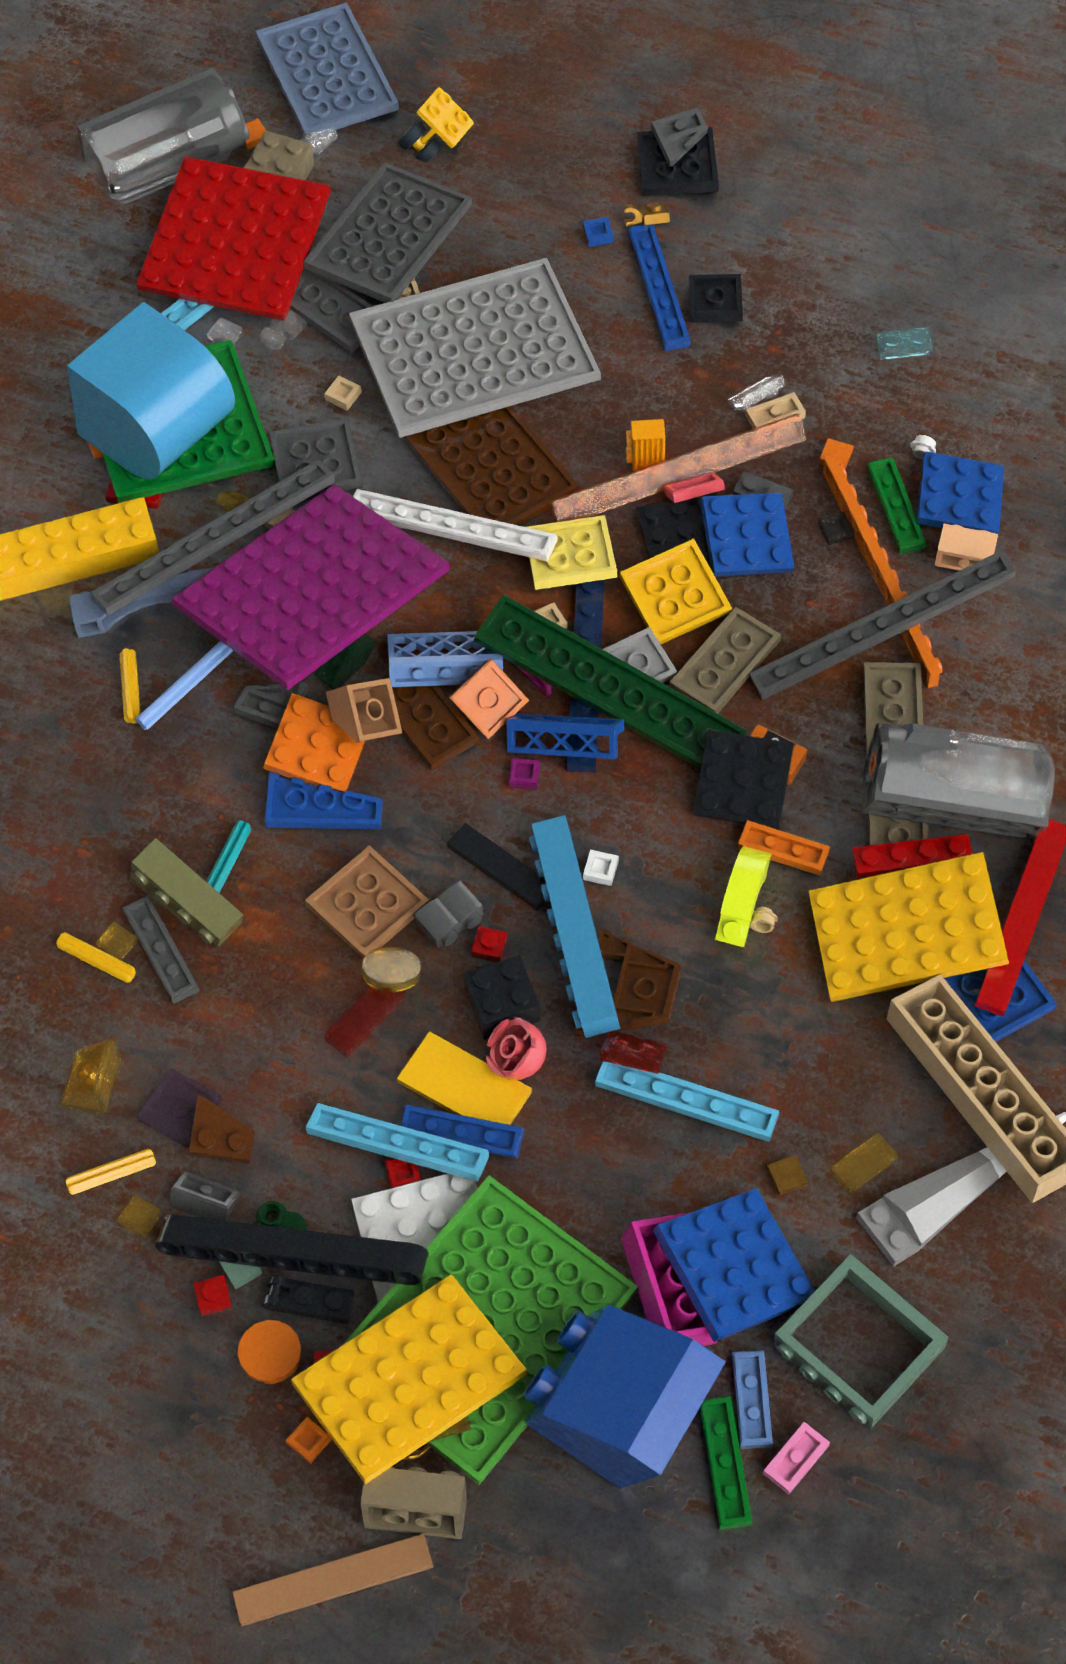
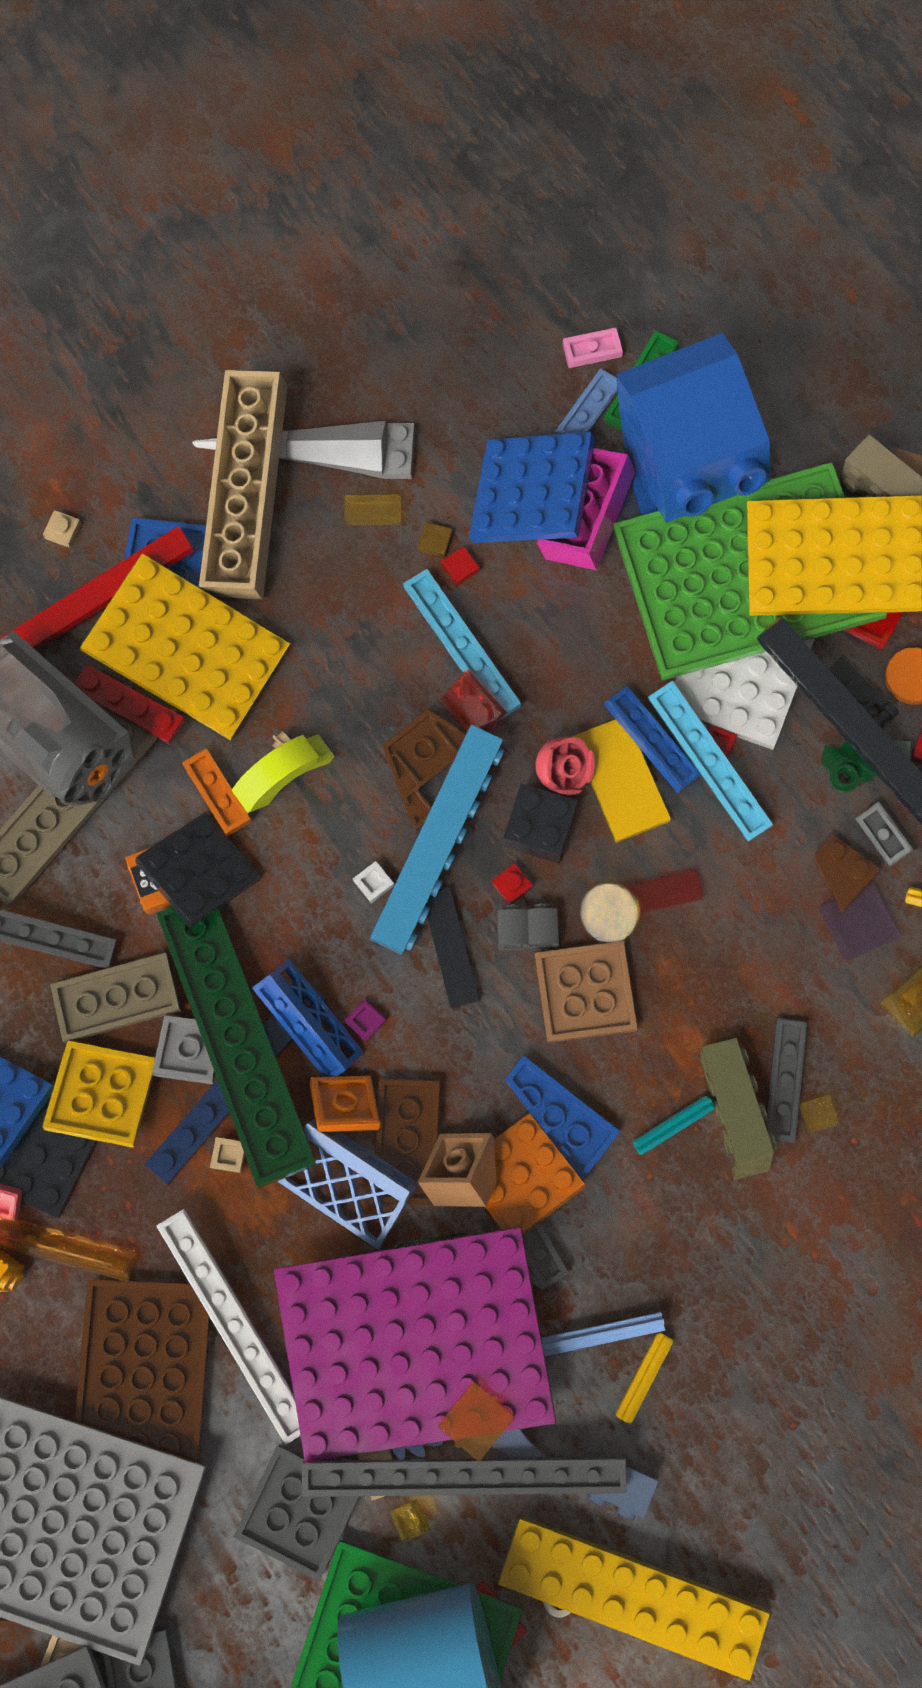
camera: 140 degrees left, 15 degrees up
(96, 957) = (846, 1111): yellow axle -> none
(229, 563) = (476, 1421): none -> clear orange piece
(342, 393) = (214, 1577): tan plate -> none
(579, 555) = (147, 1195): light yellow plate -> none
(746, 1167) = (460, 566): none -> red tile
(895, 1307) = (476, 342): sand green window -> none

